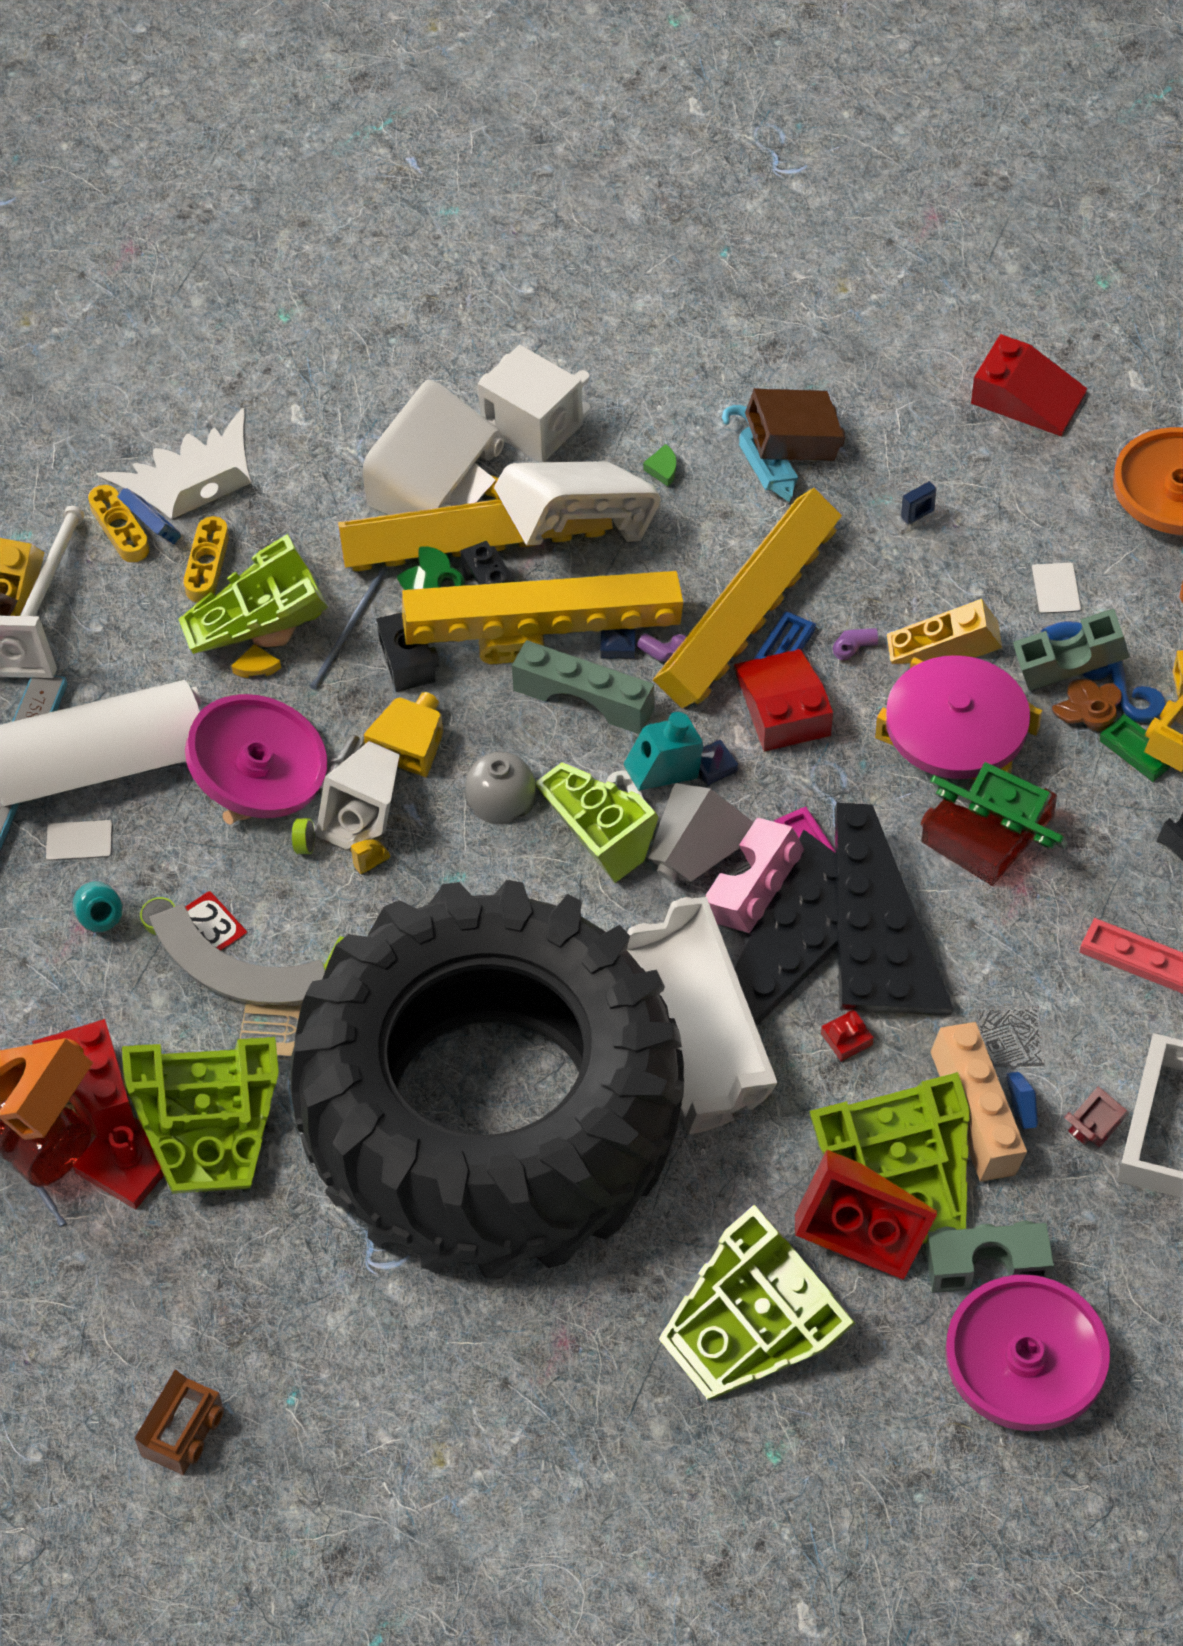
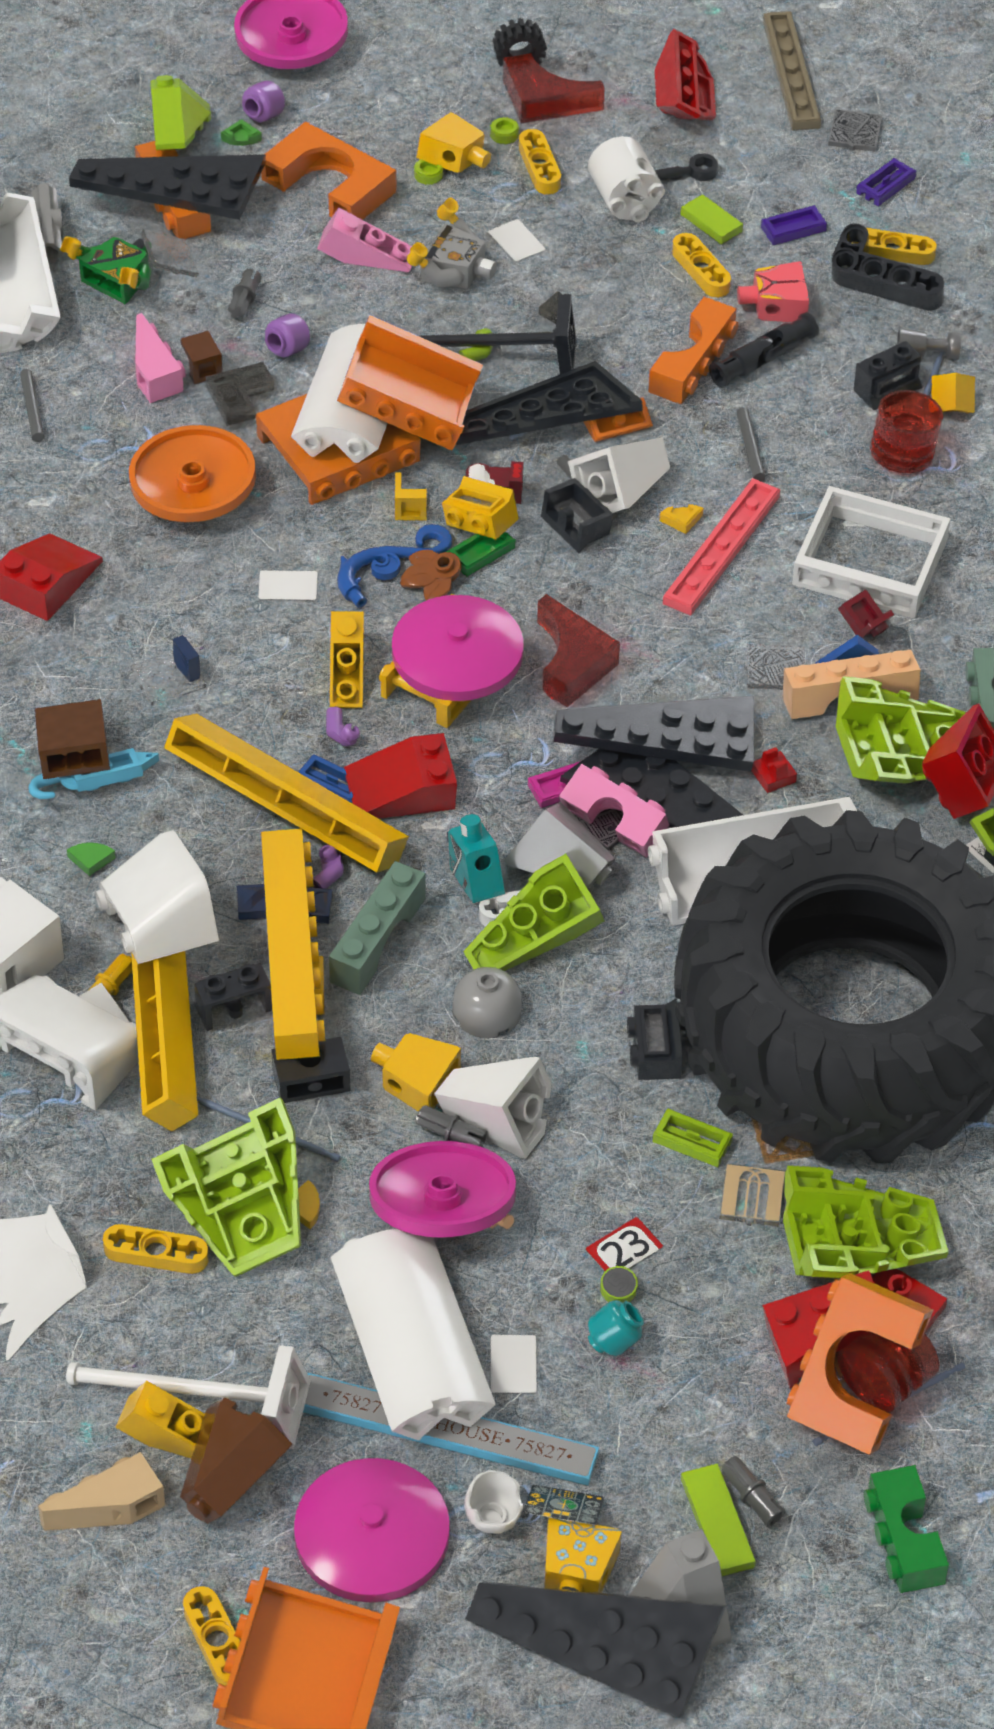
camera: 90 degrees left, 5 degrees down
(118, 535) = (61, 1333): yellow beam -> none
(149, 515) = (92, 1295): blue tile -> none
(226, 974) = (699, 1220): light grey tile -> none
(303, 836) = (535, 1159): lime tile -> none
(368, 854) = (561, 1109): yellow tile -> none
(432, 571) = (221, 1047): green plate -> none
(1006, 798) = (557, 619): green bracket -> none
(1094, 647) = (388, 574): sand green arch -> none

